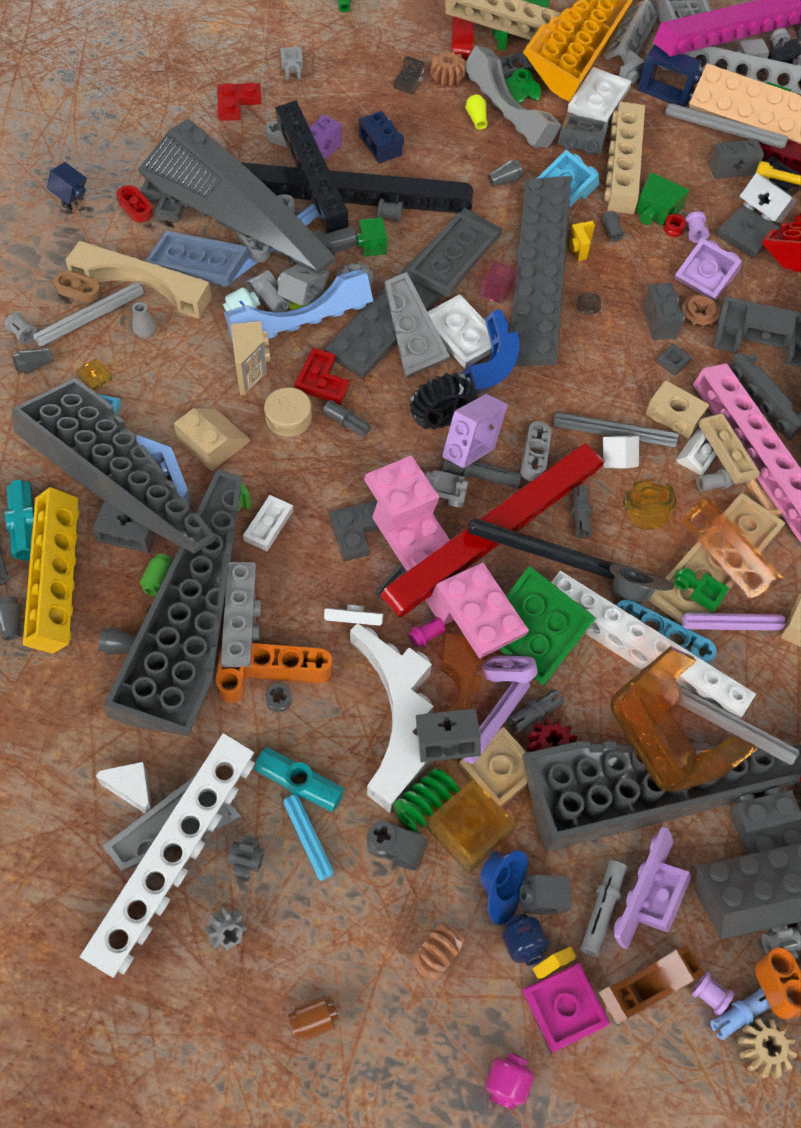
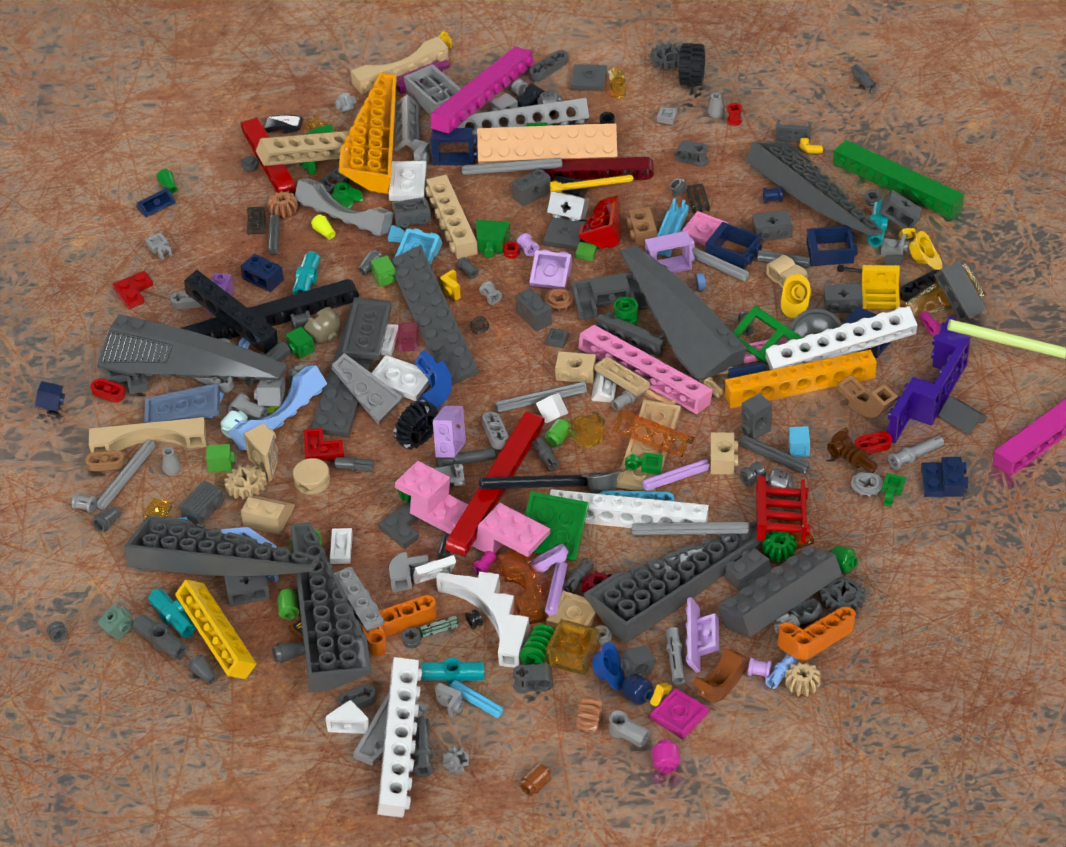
camera: 20 degrees left, 15 degrees down
(145, 389) = (202, 502): none -> dark grey brick
(162, 749) = (358, 698): none -> dark grey beam
(192, 891) = (423, 753): none -> dark grey pin
(199, 340) = (219, 458): none -> bright green brick
(208, 385) = (245, 481): none -> tan gear
(245, 856) = (445, 721): dark grey gear -> none
(271, 818) = (449, 697): none -> light grey bracket
(318, 14) = (155, 203): none -> dark blue slope
(320, 592) = (402, 569): none -> light grey brick
(321, 698) = (438, 626): none -> axle
(369, 711) = (474, 619): none -> black bush
(408, 229) = (324, 327): none -> dark tan cylinder
(419, 99) = (273, 234): none -> dark grey axle
(428, 158) = (307, 273): none -> teal piece
(438, 11) = (249, 164): none -> dark grey plate
(448, 735) = (532, 601): dark grey brick -> none
(474, 277) = (390, 340): none -> white plate
(482, 1005) = (627, 729): none -> light grey piece
(514, 190) = (383, 271): none -> bright green brick
(526, 814) = (606, 633): none -> light grey plate
(552, 152) = (395, 234): none -> medium azure tile
(611, 489) = (557, 433): none -> bright green brick
(623, 268) = (490, 292): none -> light grey bush
(645, 717) = (645, 540): clear orange windscreen -> none
(762, 263) = (585, 251): none -> bright green tile
(776, 361) = (626, 309): none -> green wheel

